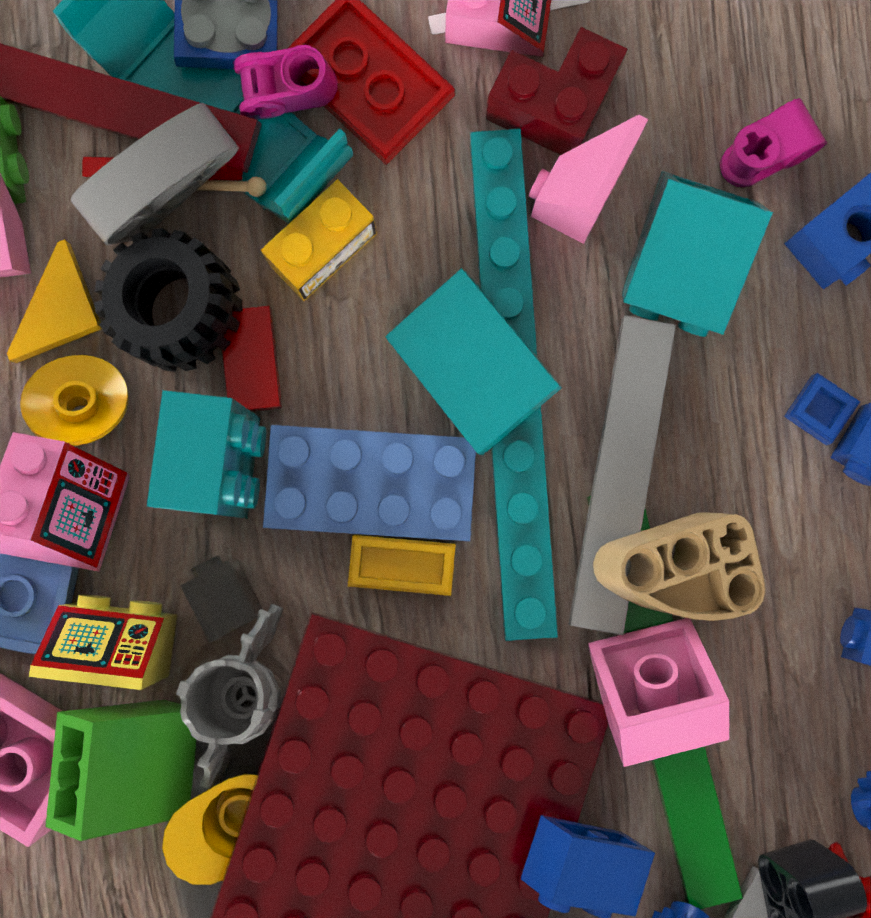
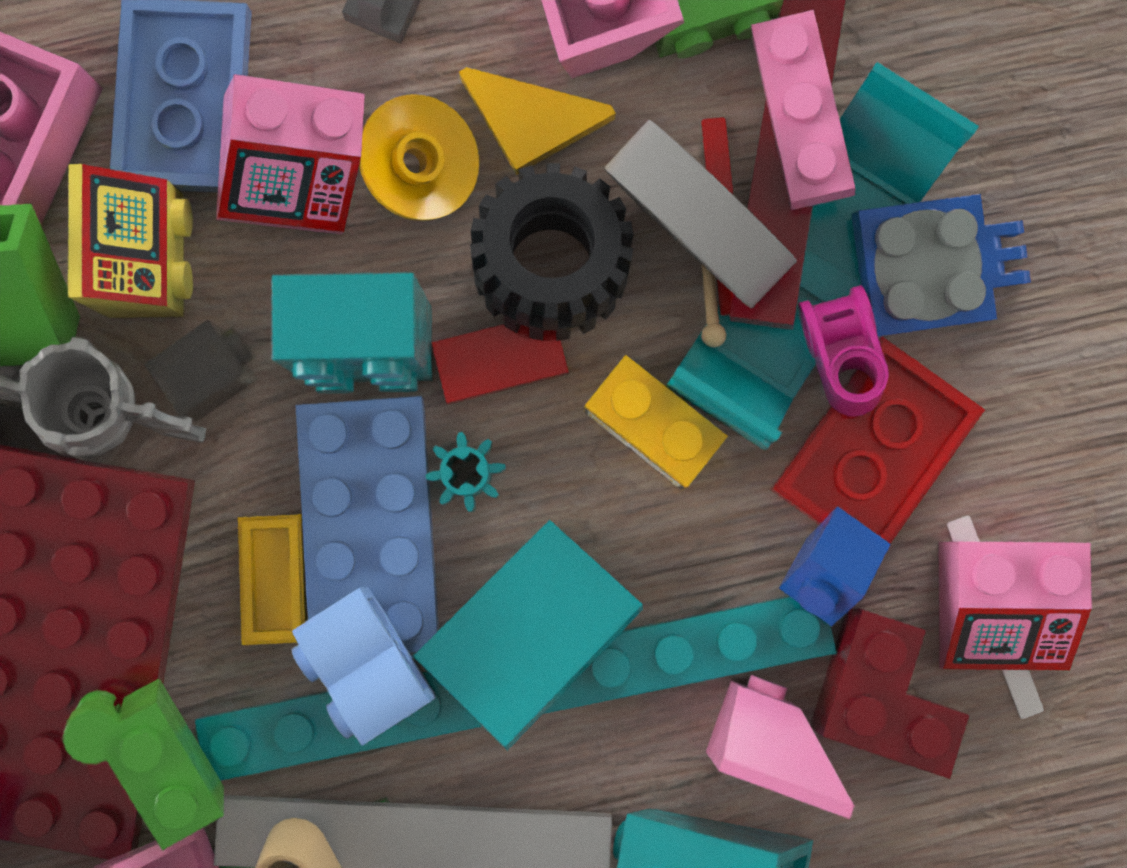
camera: 80 degrees right, 0 degrees up
(85, 87) = (802, 110): none -> bright pink plate
(339, 381) = (449, 476): none -> teal gear
(452, 116) = (834, 566): none -> blue brick
(479, 493) = (361, 665): none -> light blue brick
(529, 669) = (151, 757): none -> bright green hinge

